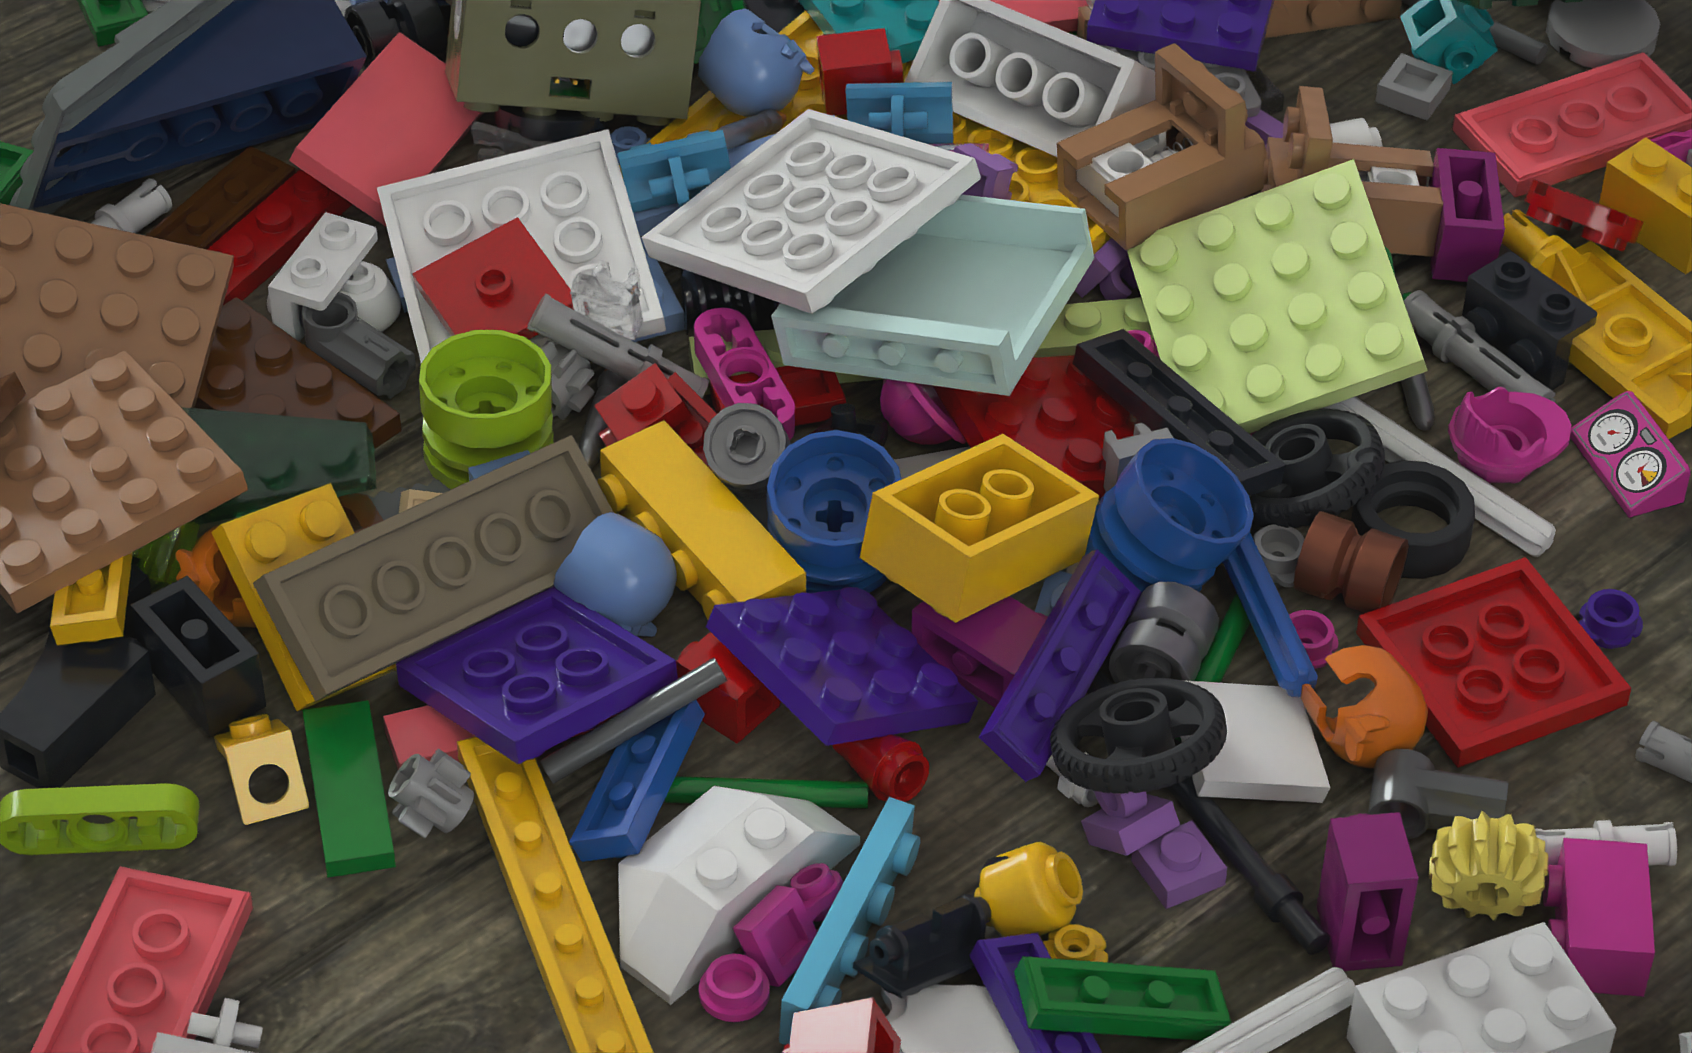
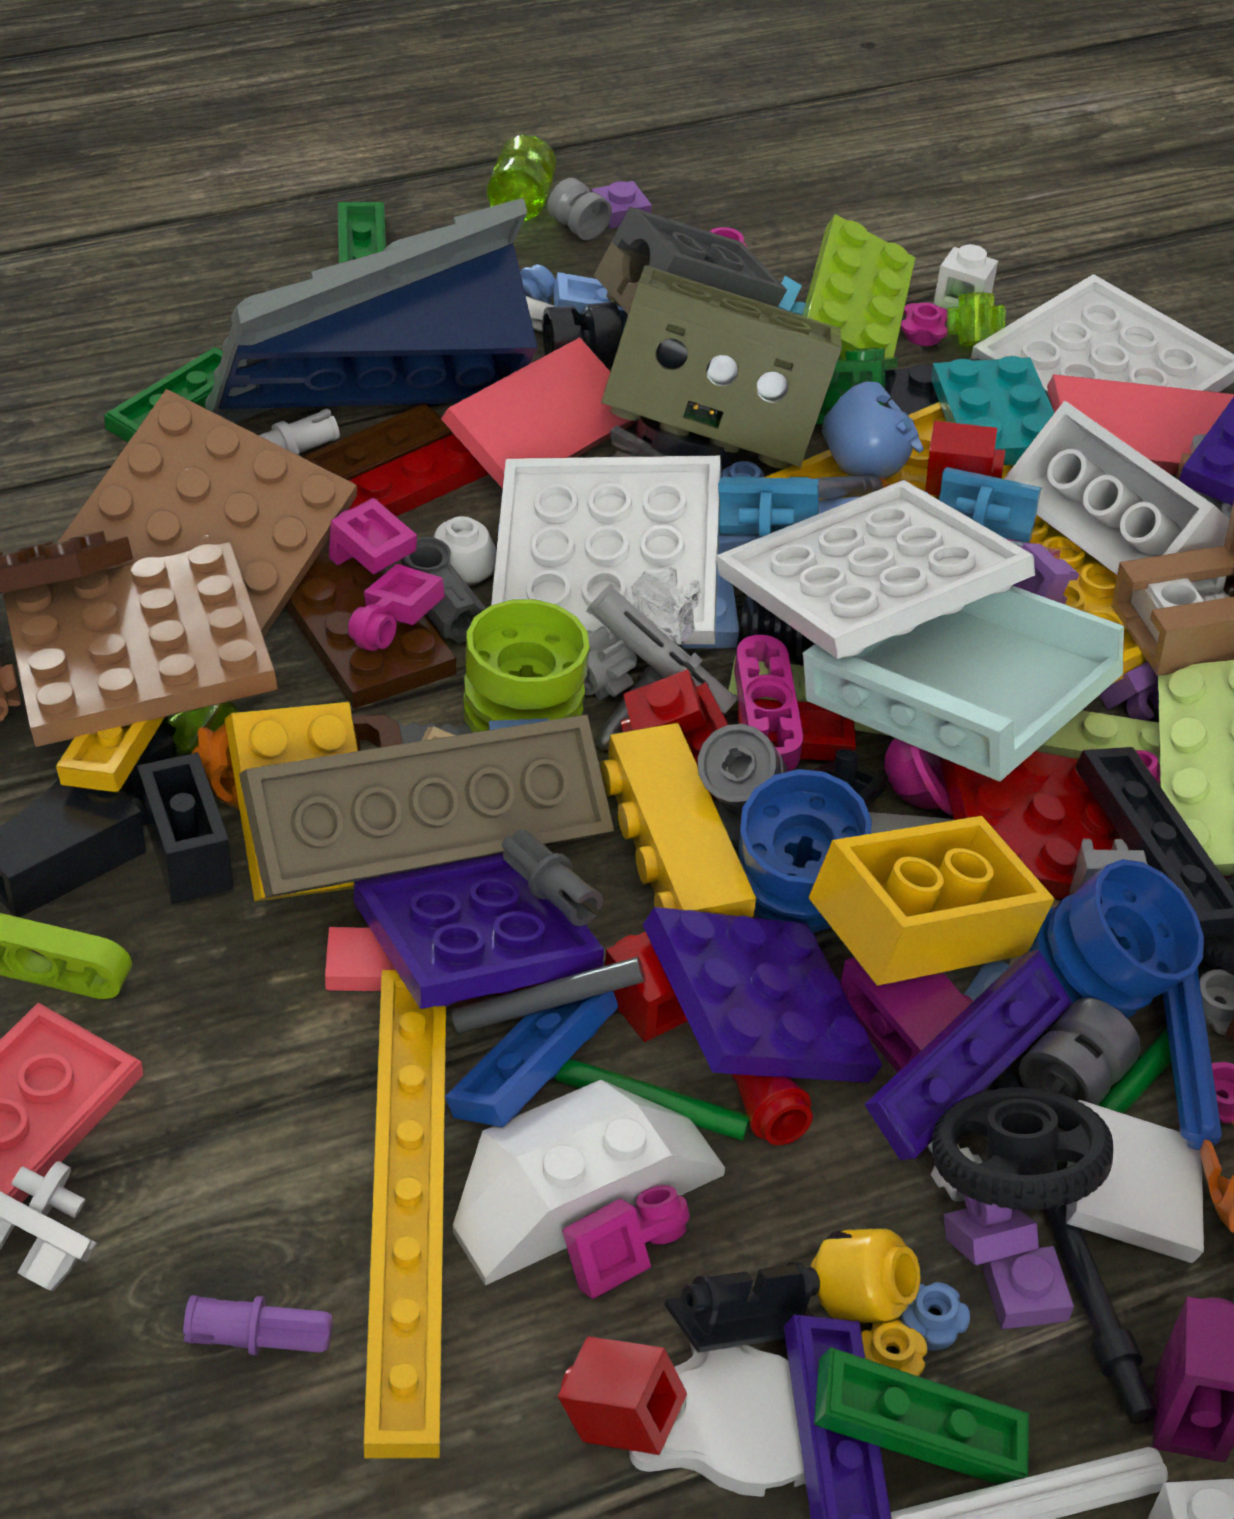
camera: 15 degrees right, 0 degrees up
(256, 743) = (206, 922): yellow bracket -> none
(267, 307) = (370, 536): none -> dark pink bracket
(287, 457) = (331, 666): clear green wing -> none
(318, 270) = (443, 508): white bracket -> none
(320, 364) = (396, 596): none -> dark pink plate
(348, 789) = (271, 988): green tile -> none
(431, 793) = (338, 1013): light grey gear -> none
(492, 283) = (572, 563): red plate -> none
(596, 604) = (551, 877): none -> dark grey axle
(619, 573) = (597, 843): medium blue helmet -> none
(734, 988) = (547, 1289): dark pink plate -> none
(859, 903) = (696, 1238): medium azure plate -> none
(1109, 922) = (937, 1330): none -> medium blue plate

